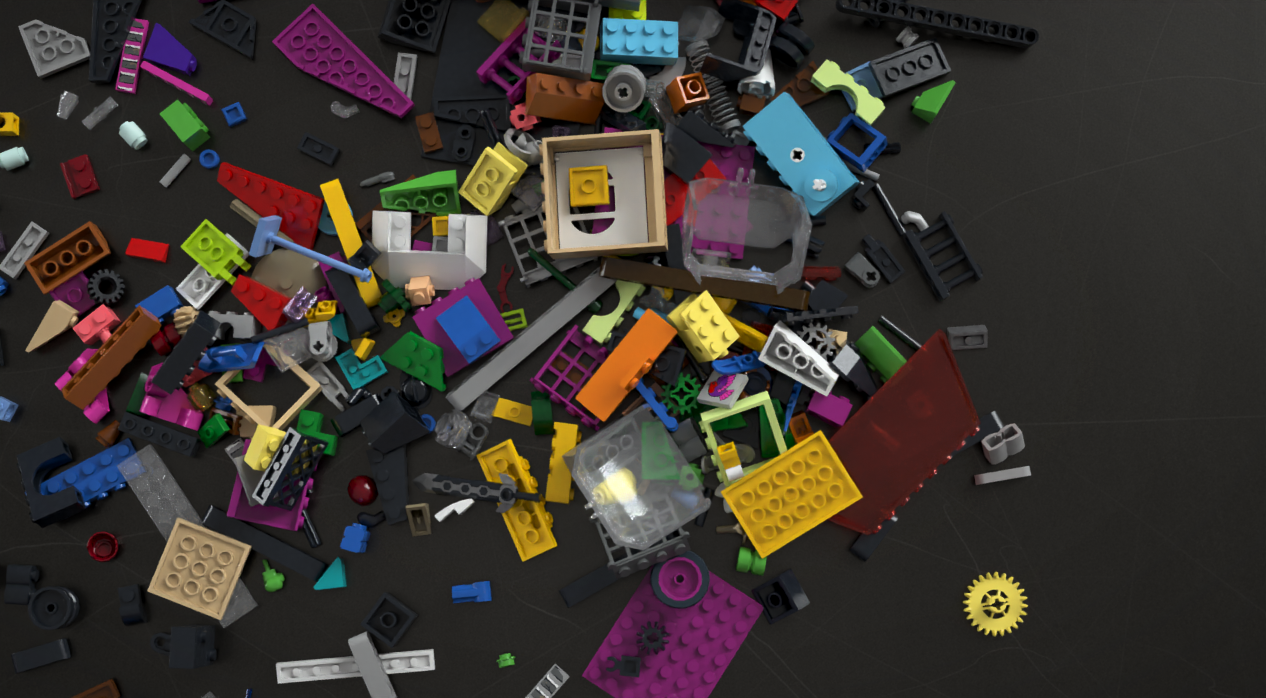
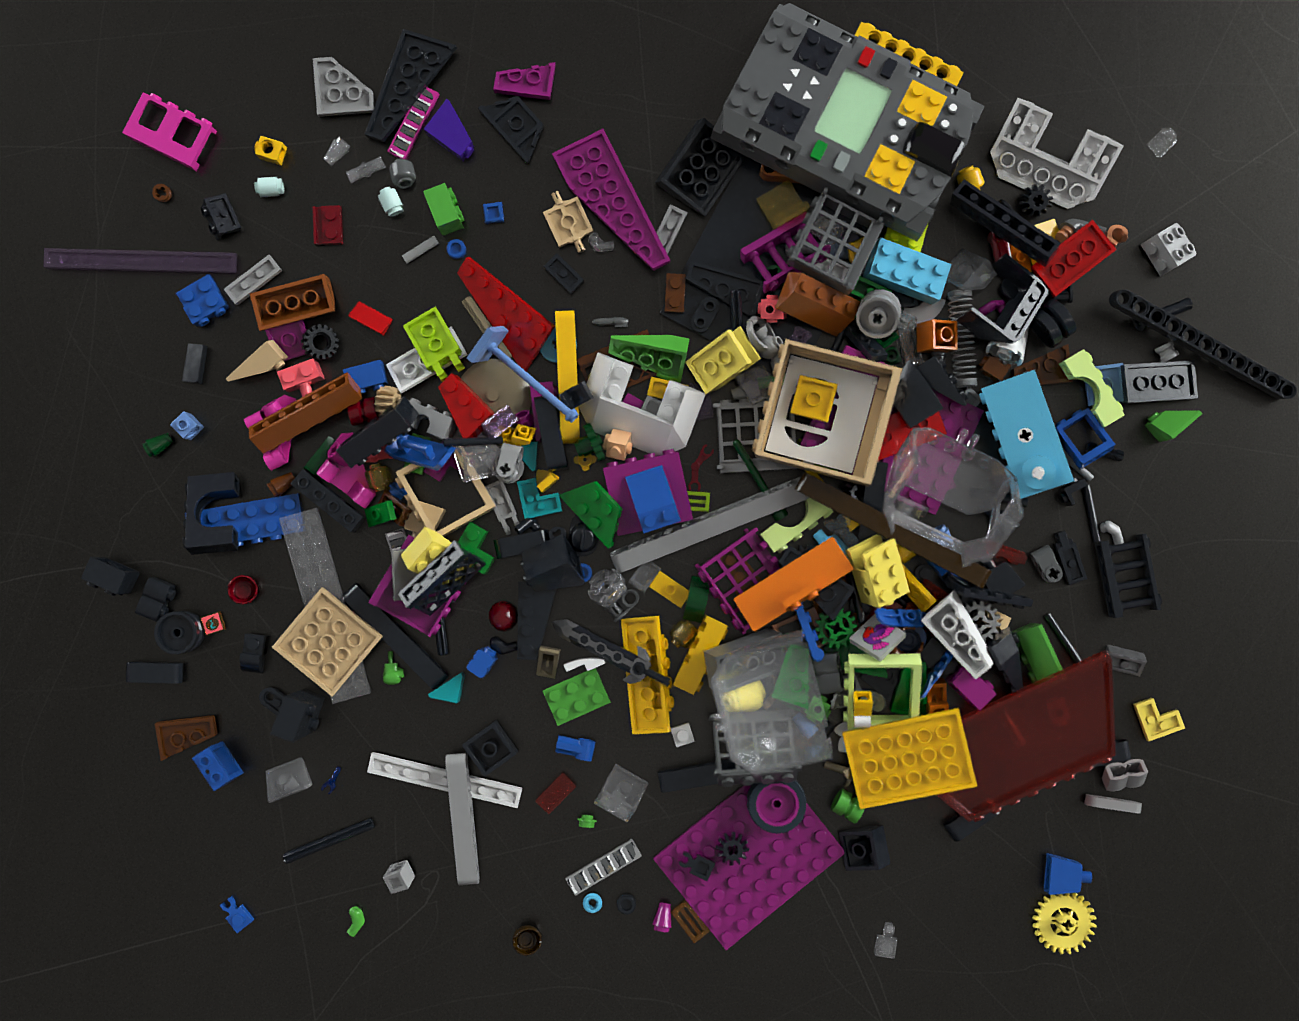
camera: 15 degrees right, 5 degrees up
(84, 590) = (213, 623): none -> tile
(136, 105) = (402, 173): none -> dark grey head
(177, 83) = (448, 164): dark pink tile -> none
(307, 99) = (568, 221): none -> tan plate
(457, 543) = (576, 696): none -> bright green plate
(466, 643) = (555, 793): none -> clear red plate
(529, 622) = (621, 793): none -> clear slope
(540, 450) = (683, 634): none -> clear yellow head
(571, 546) = (682, 734): none -> white plate
(730, 48) = (992, 305): none -> magenta arm
(832, 683) = (886, 943): none -> clear plate
(980, 559) = (1064, 875): none -> blue torso
(1017, 387) = (1153, 723): none -> light yellow plate

